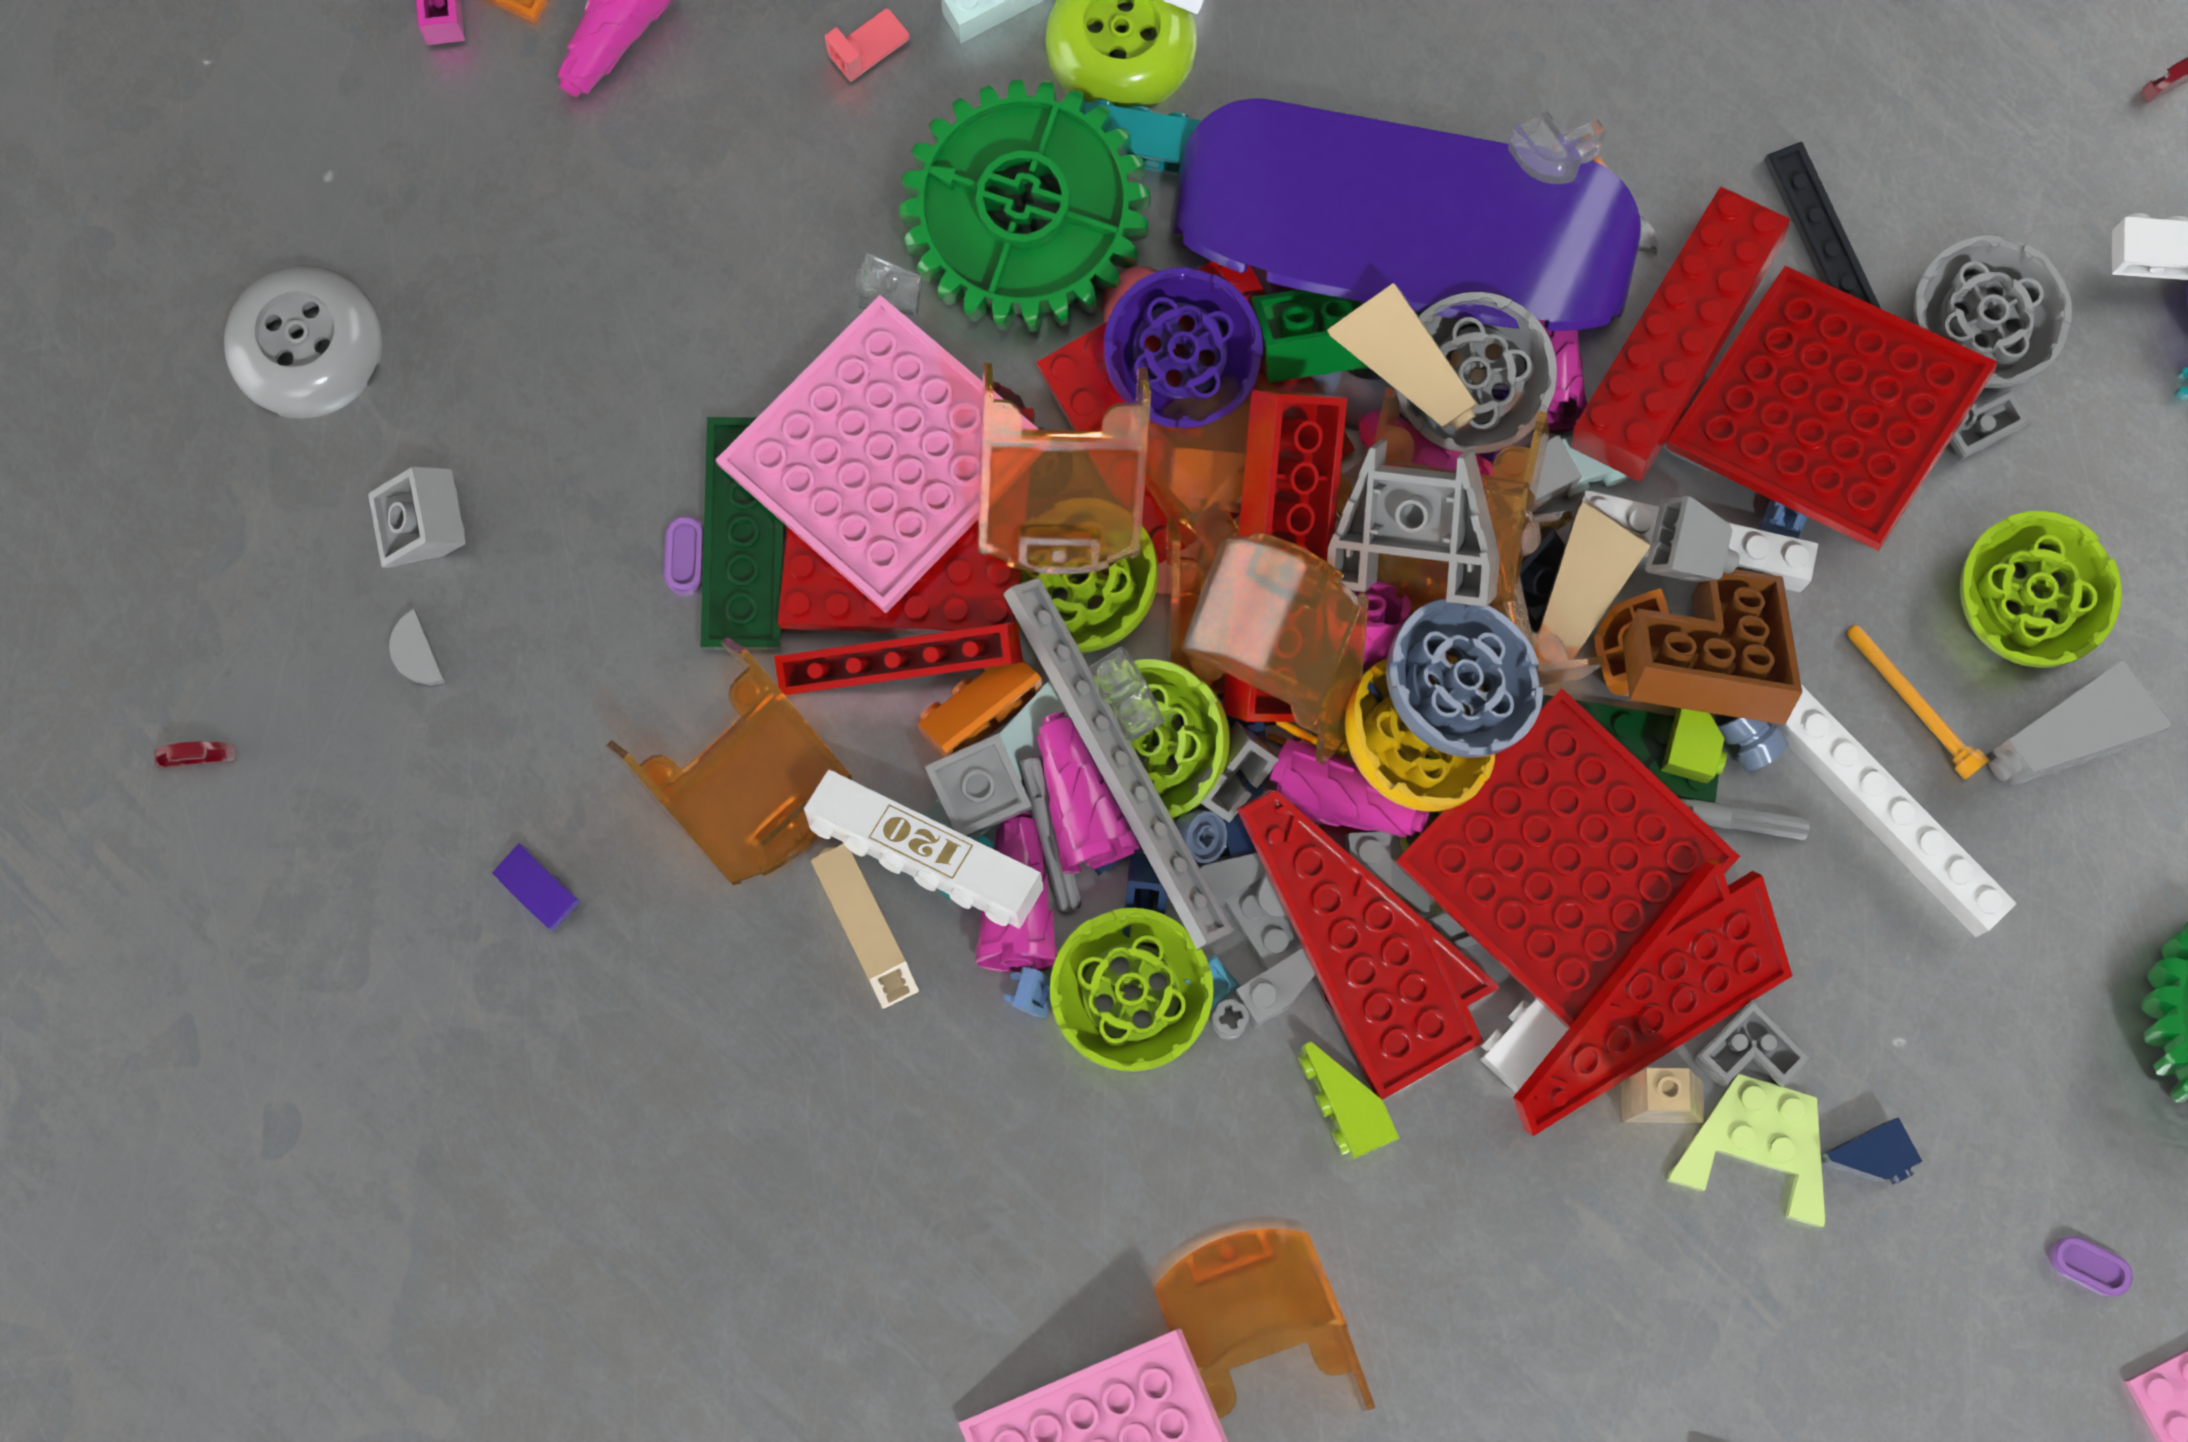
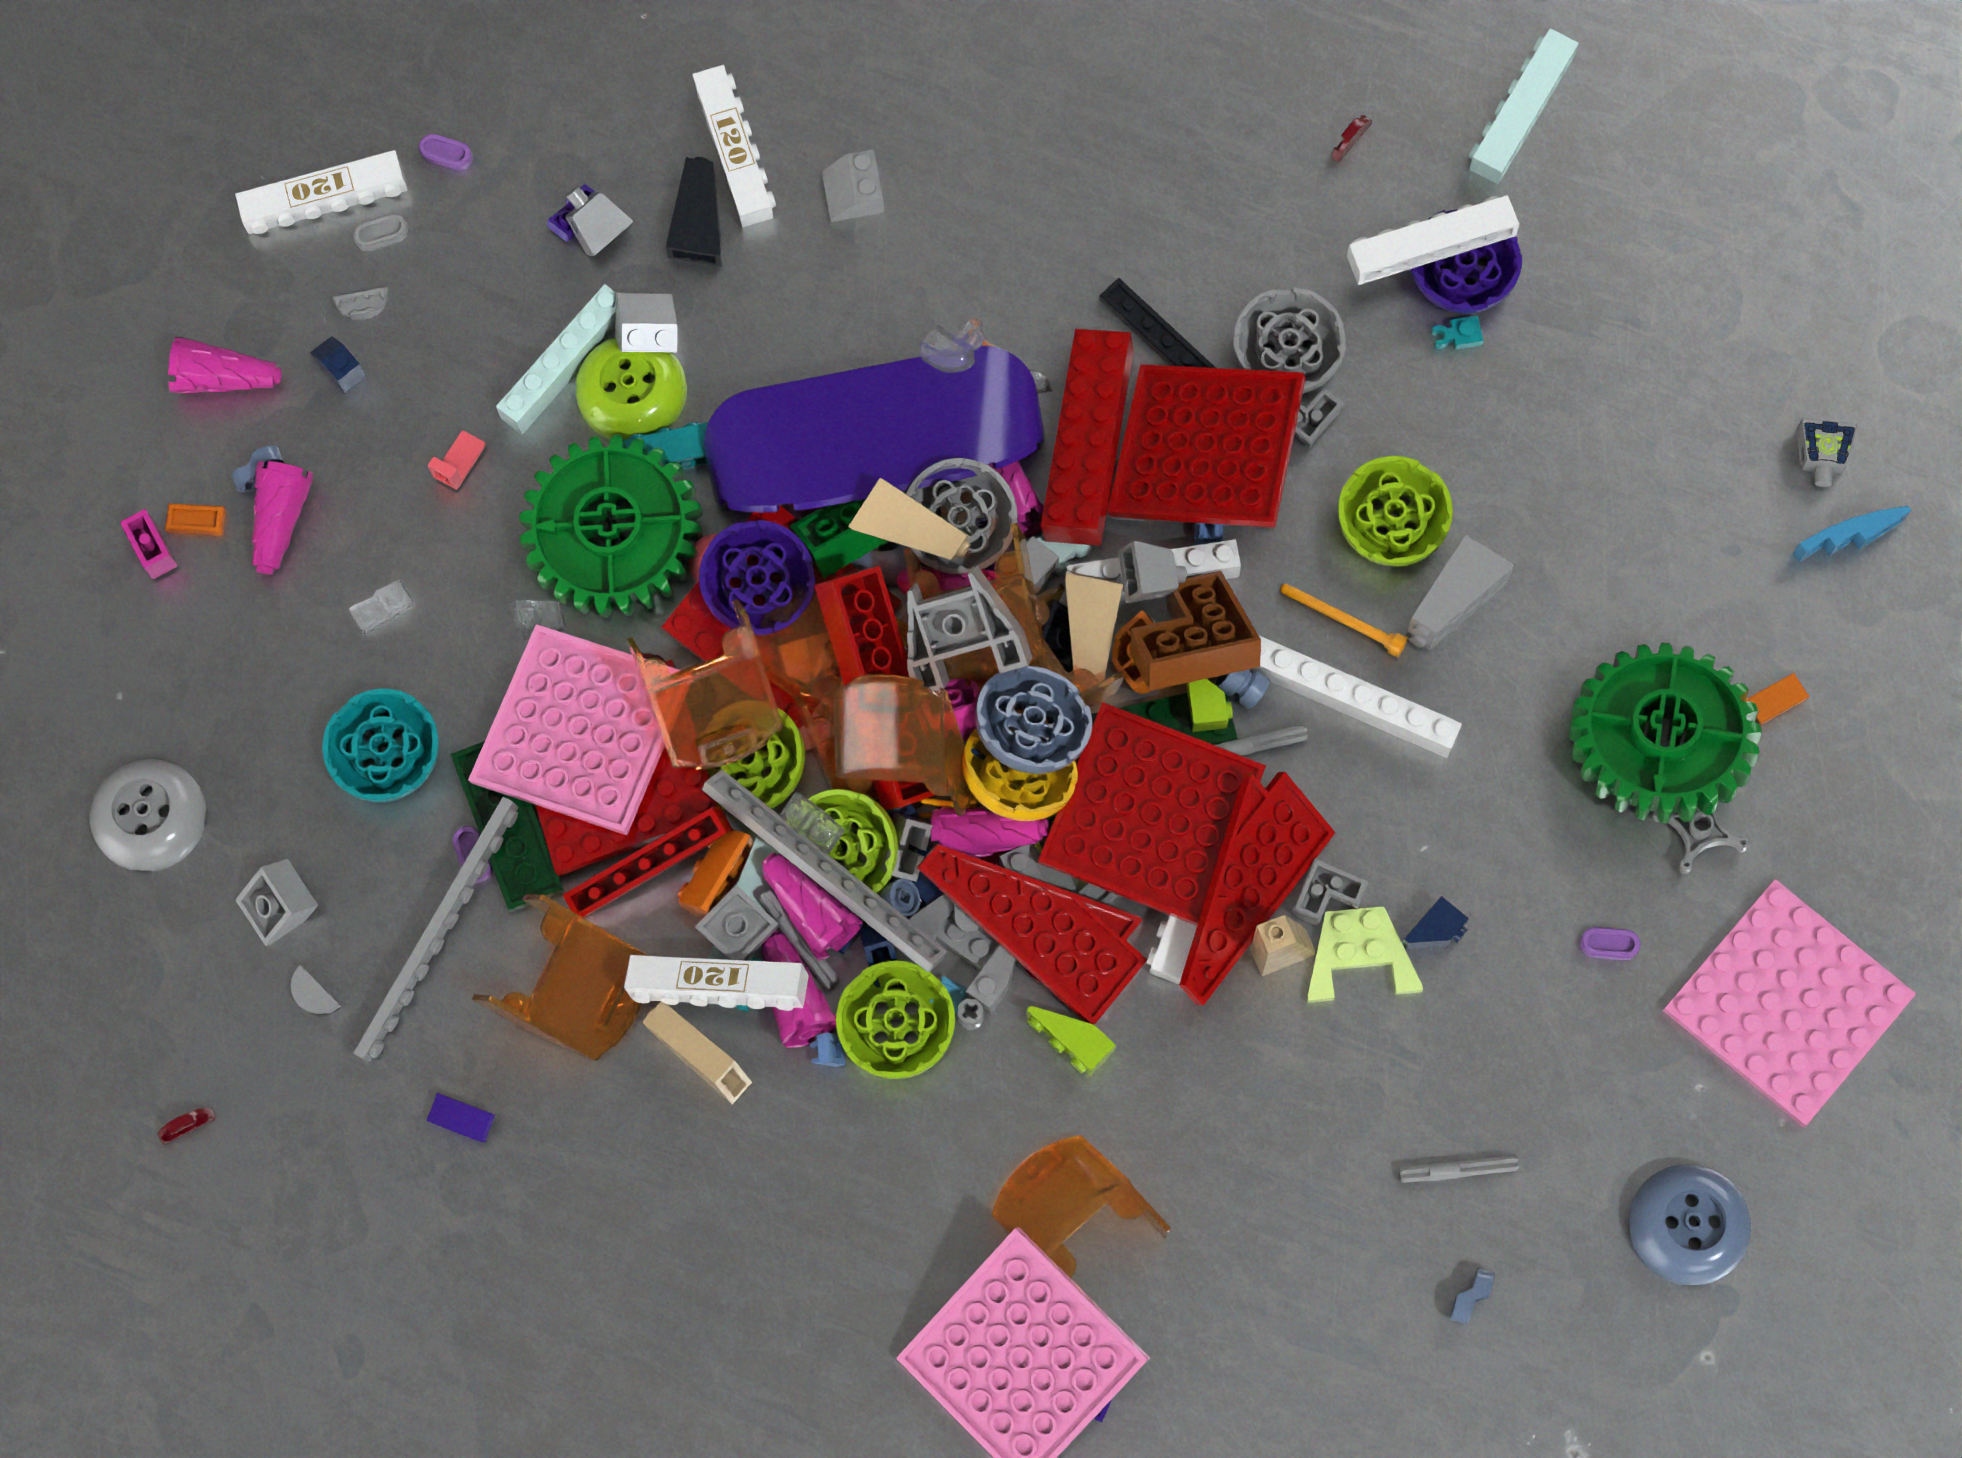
camera: 15 degrees left, 5 degrees down
(589, 645) = (431, 940): none -> light grey plate
(646, 333) = (383, 713): none -> teal brick
(697, 195) = (381, 608): none -> clear slope

